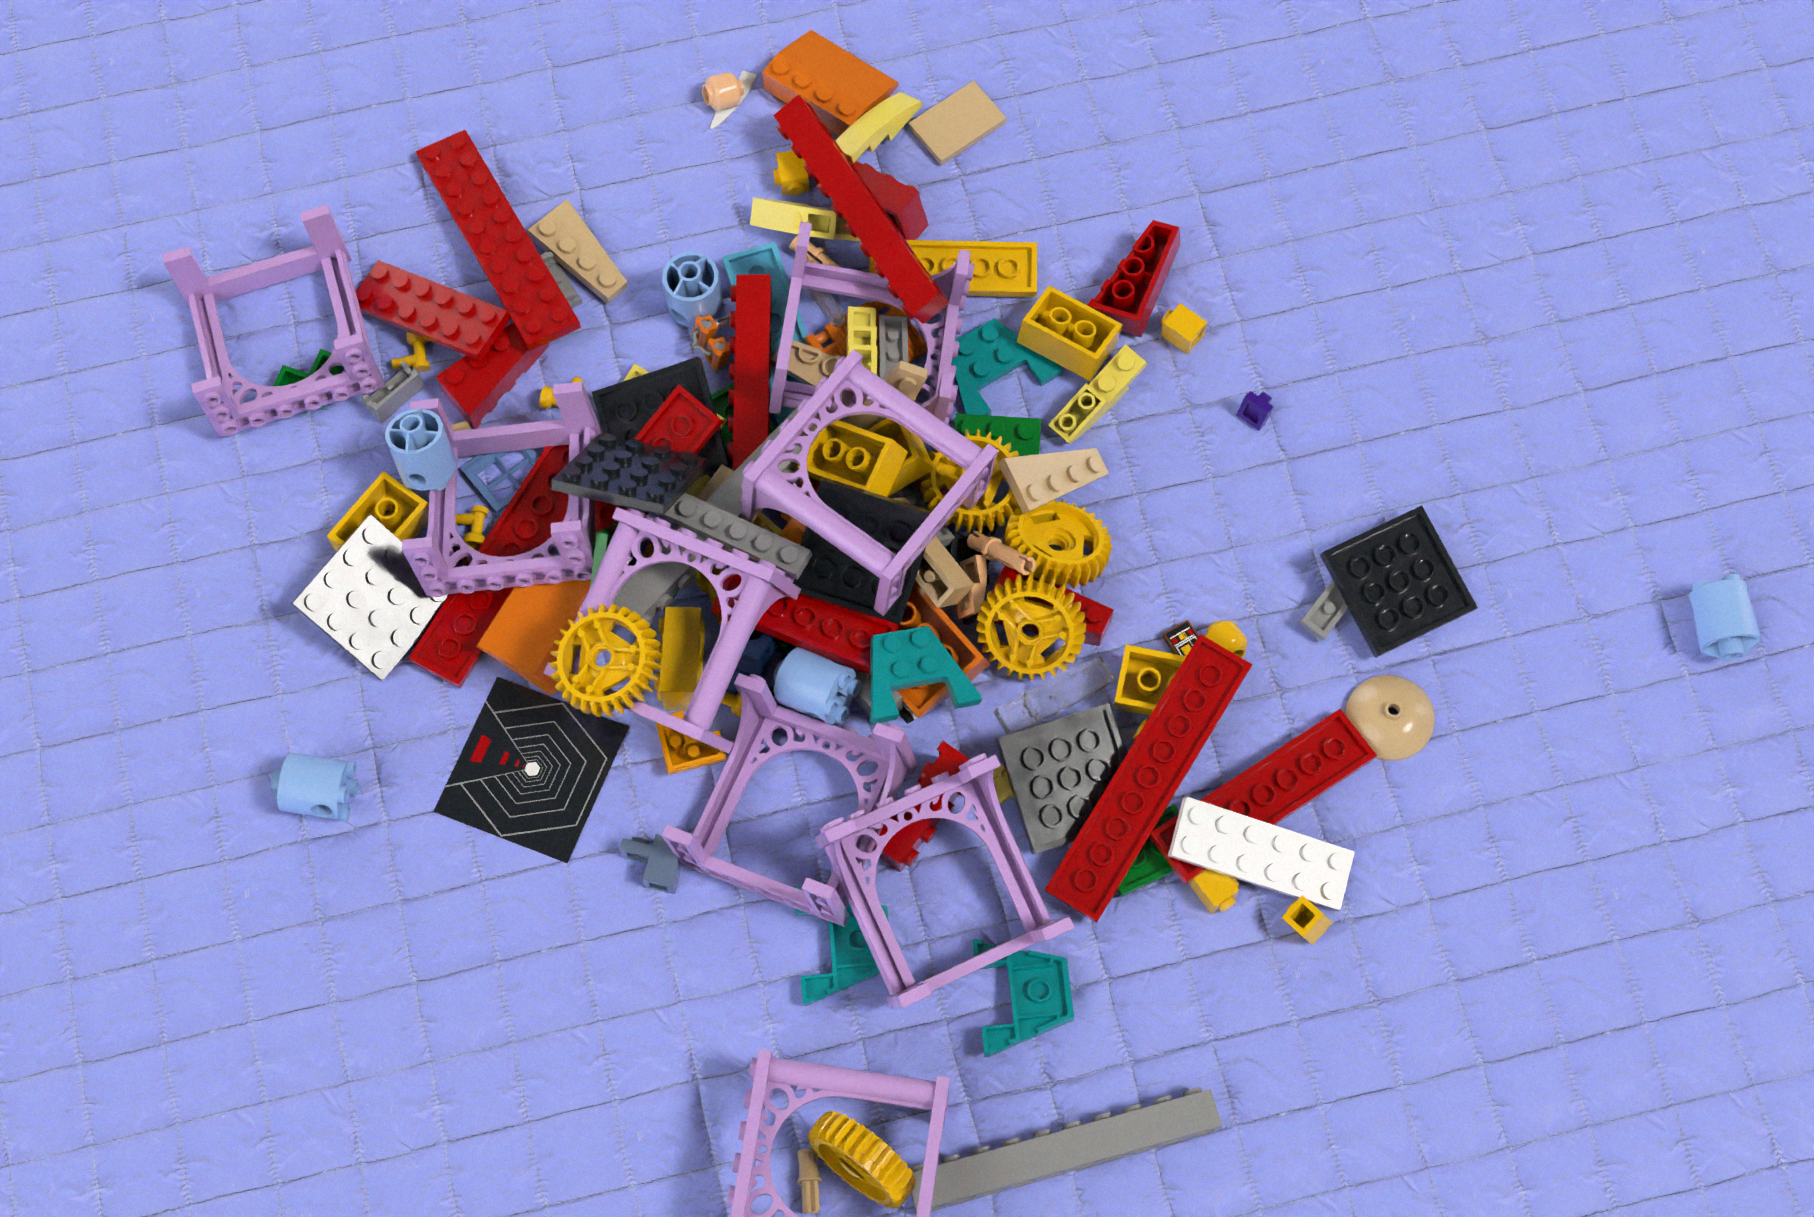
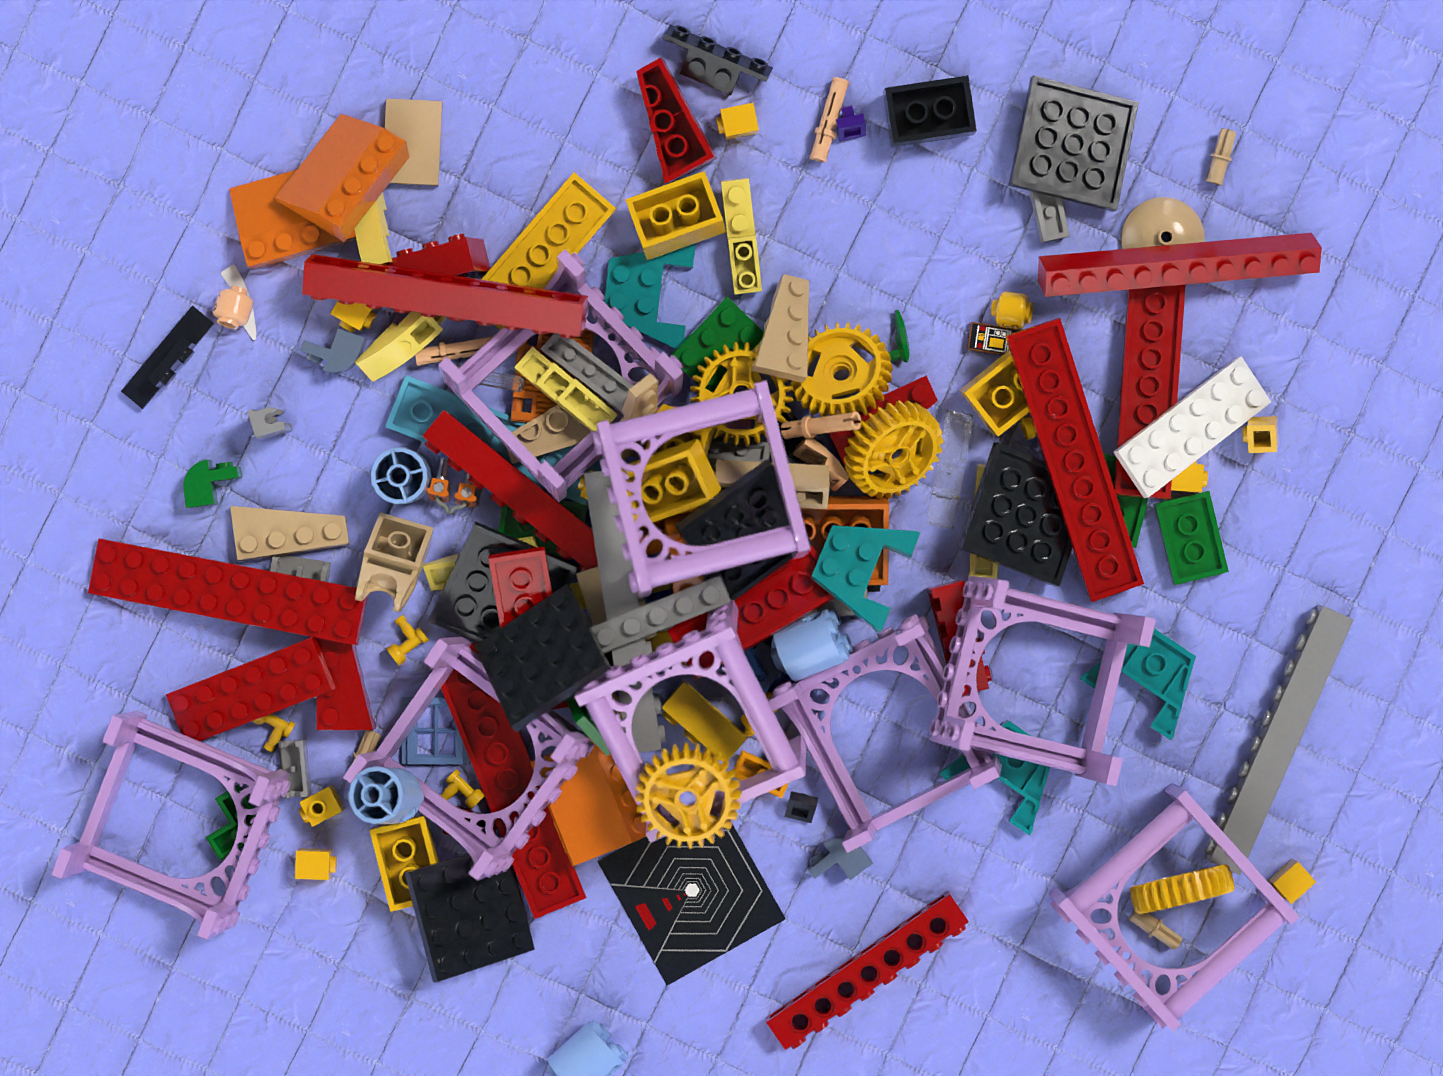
camera: 55 degrees left, 20 degrees up
(324, 461) = (315, 863): none -> yellow brick
(371, 430) = (321, 806): none -> yellow brick
(474, 923) = (781, 1020): none -> red brick
(567, 165) = (200, 482): none -> green brick
(619, 329) = (394, 559): none -> tan brick
(646, 78) = (167, 357): none -> black bracket
(650, 173) = (265, 424): none -> light grey hinge
(673, 796) = (801, 807): none -> black plate
(746, 185) = (341, 356): none -> sand blue brick
(890, 88) = (344, 175): none -> orange slope
(1124, 580) = (901, 338): none -> green bar
(1169, 935) = (1191, 537): none -> green plate
(1209, 278) = (713, 63): none -> black bracket
(1233, 396) = (826, 131): none -> light nougat pin
(1321, 454) = (929, 111): none -> black brick
(1382, 735) = (1179, 264): none -> red brick
(1496, 707) = (1221, 156): none -> tan axle

